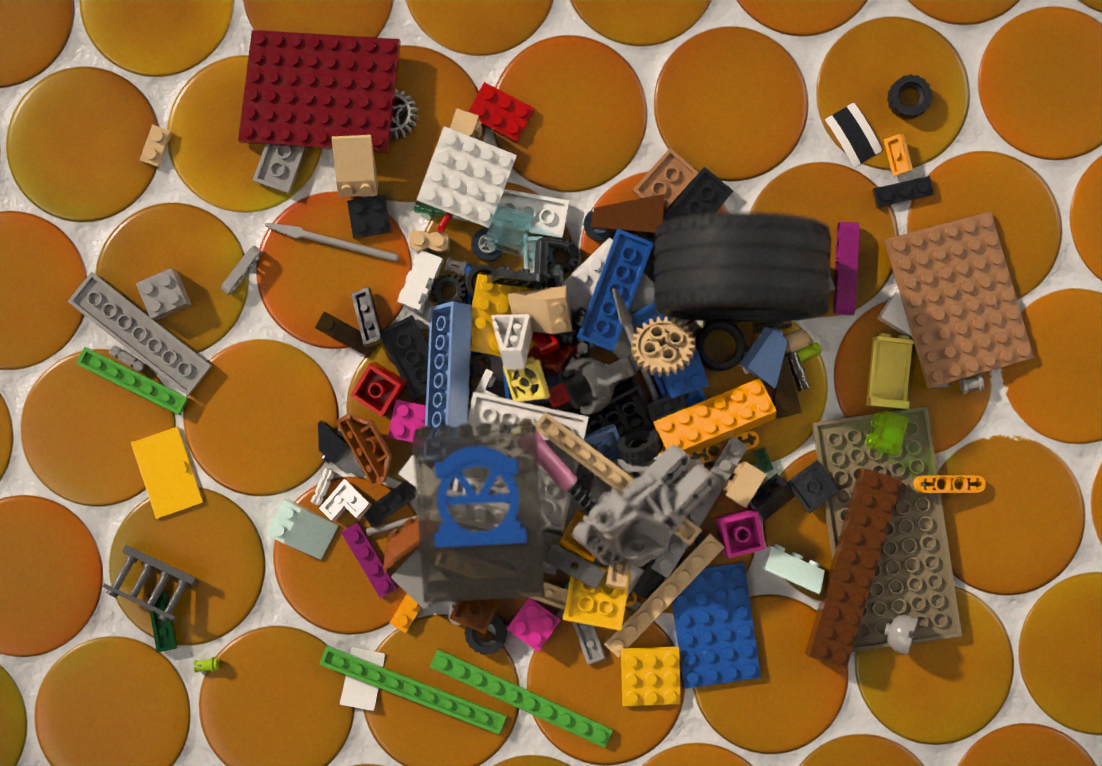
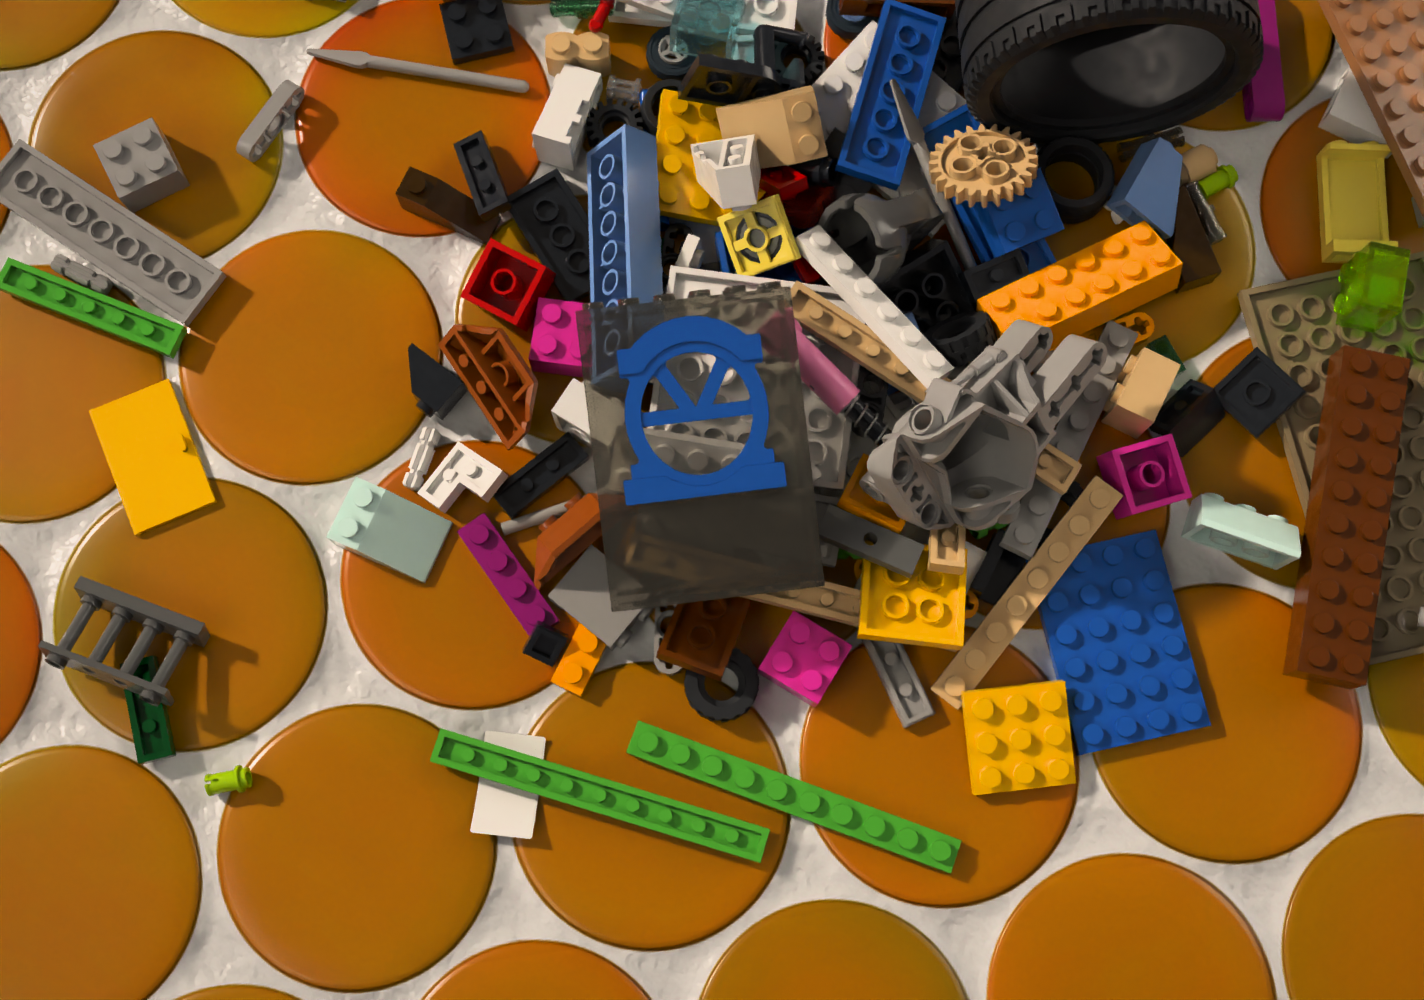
camera: 10 degrees left, 10 degrees down
(387, 602) = (545, 643): none -> black tile
(588, 429) = (873, 306): none -> white plate

